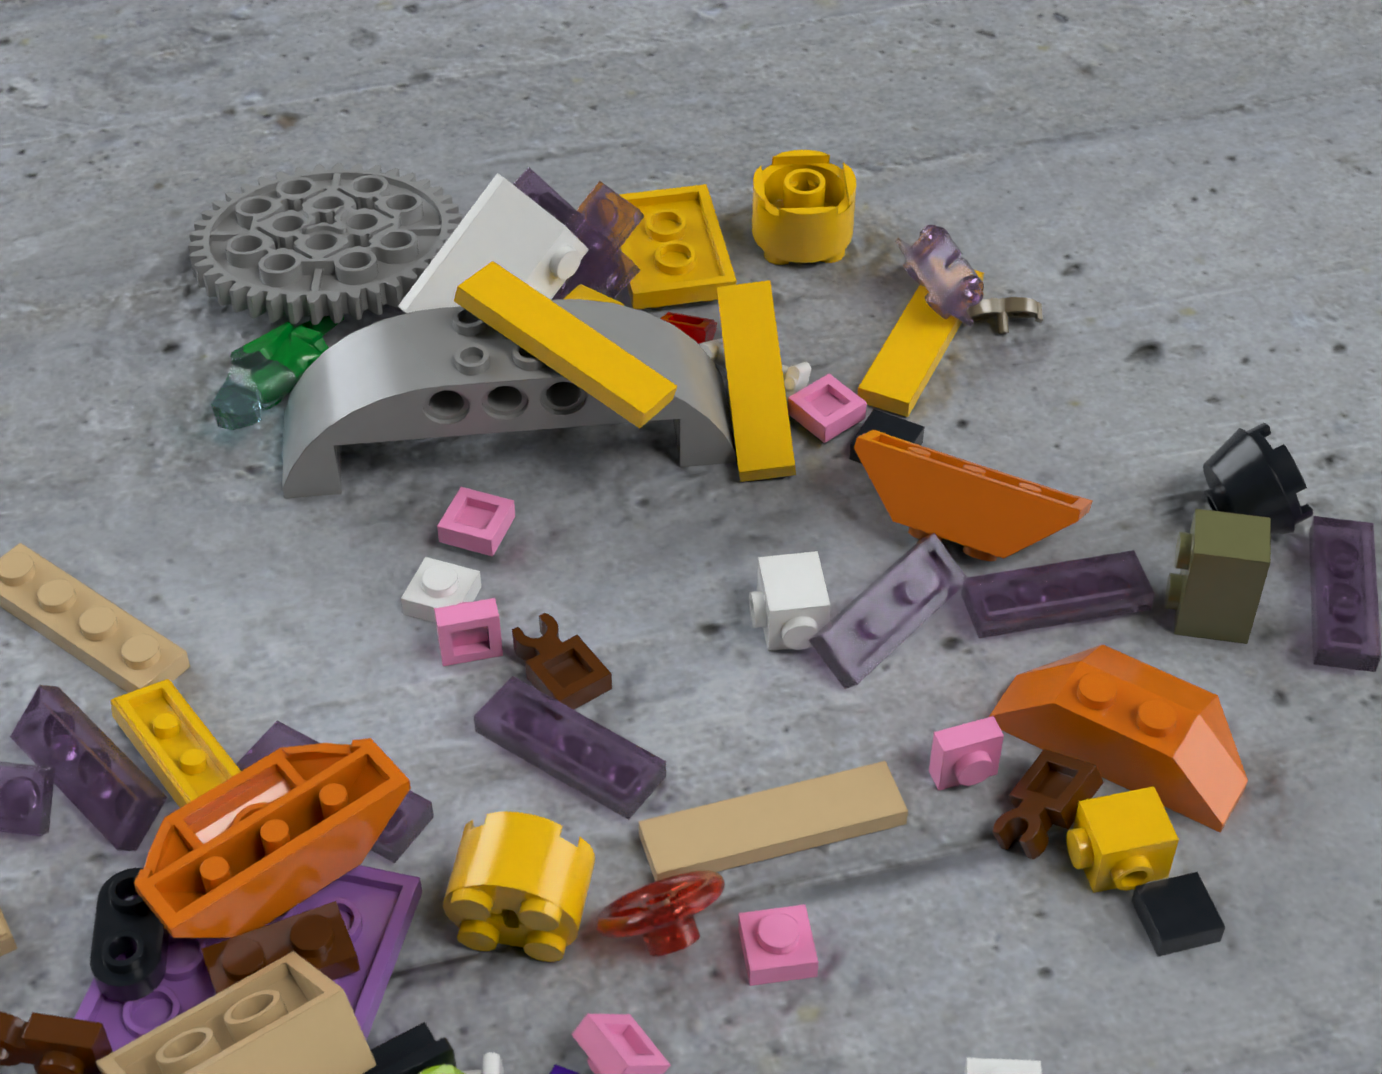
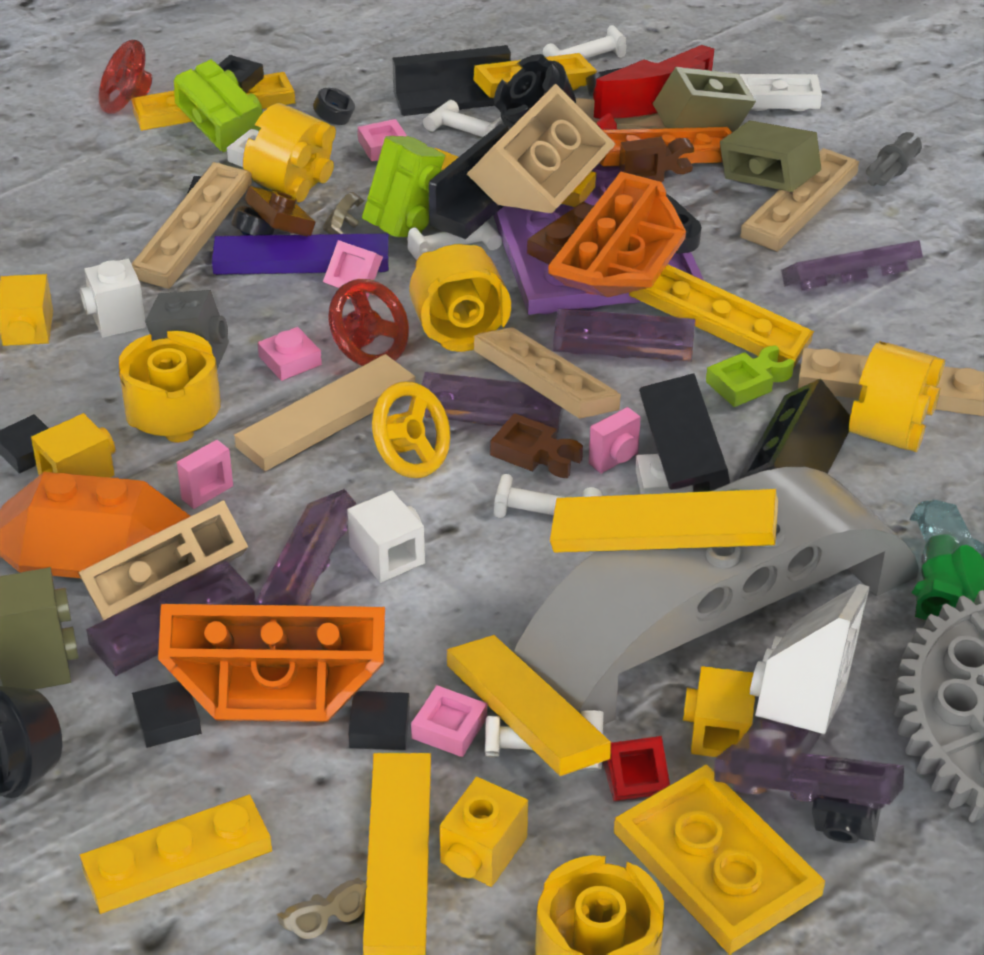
camera: 155 degrees right, 5 degrees down
(89, 768) = (788, 299): clear purple plate -> none
(135, 538) = (896, 395): none -> yellow brick
(246, 674) = (745, 378): none -> lime plate
(277, 572) = (802, 432): none -> black panel
(391, 596) = (684, 434): none -> black panel
(482, 721) = (547, 373): none -> tan tile
(558, 581) = (527, 500): none -> white piece
(701, 719) = (407, 431): none -> yellow piece
(847, 310) = (483, 831): none -> yellow brick
(916, 972) = (191, 313): none -> dark grey head
(949, 288) = (401, 873): hinge -> none
(971, 889) = (169, 385): none -> yellow brick
(1034, 630) = (164, 560): none -> tan slope
(1046, 797) = (137, 460): reddish brown plate -> none
(1103, 519) = (166, 714): none -> black tile
(1112, 393) = (175, 853): none -> yellow plate

